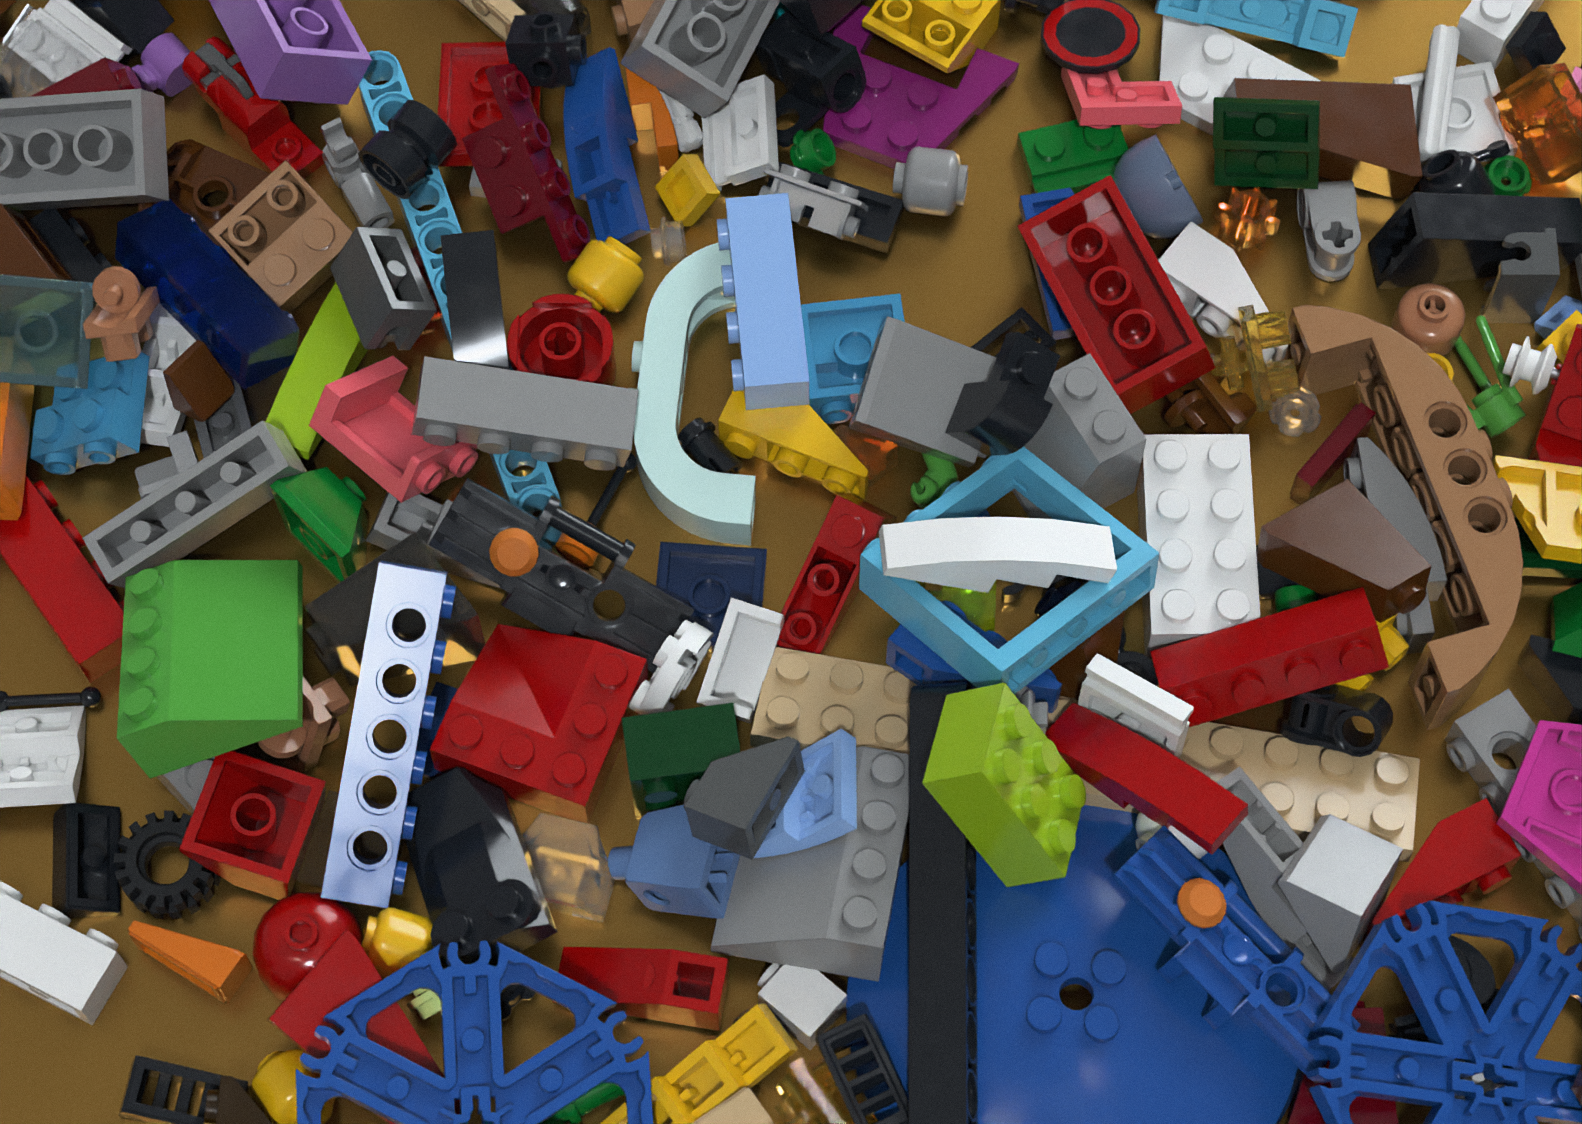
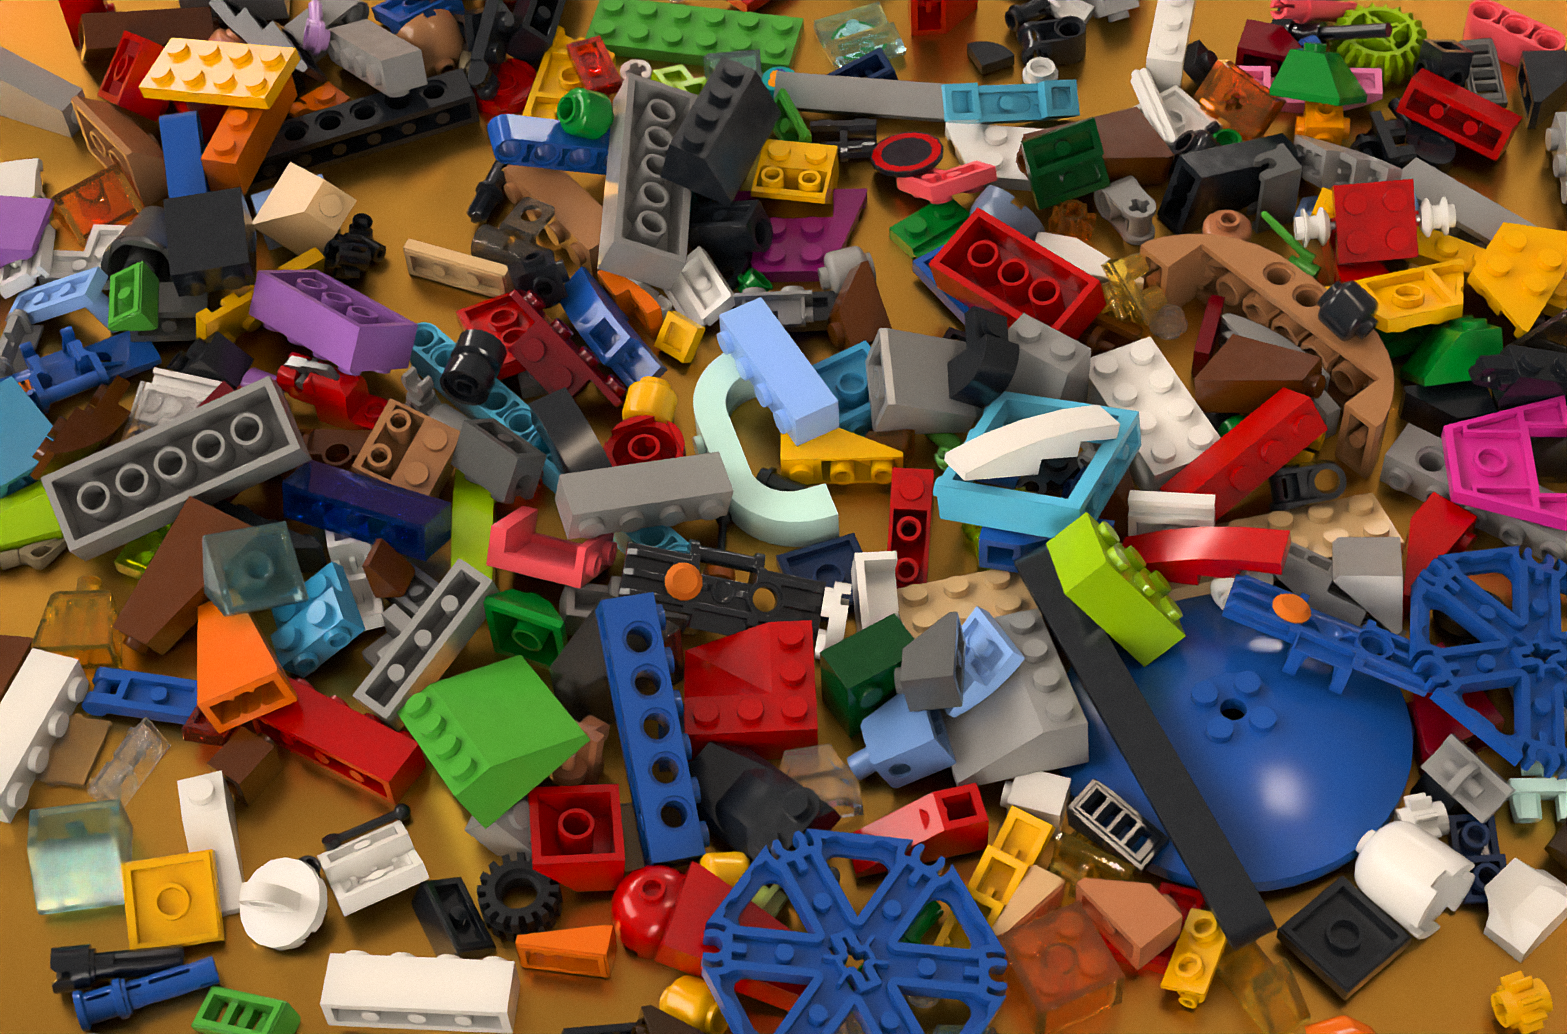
camera: 20 degrees left, 15 degrees down
(120, 313) = (312, 534): nougat hips -> none
(669, 241) = (682, 373): clear plate -> none
(910, 249) = (857, 310): none -> reddish brown slope
(1494, 519) = (1348, 310): none -> black head

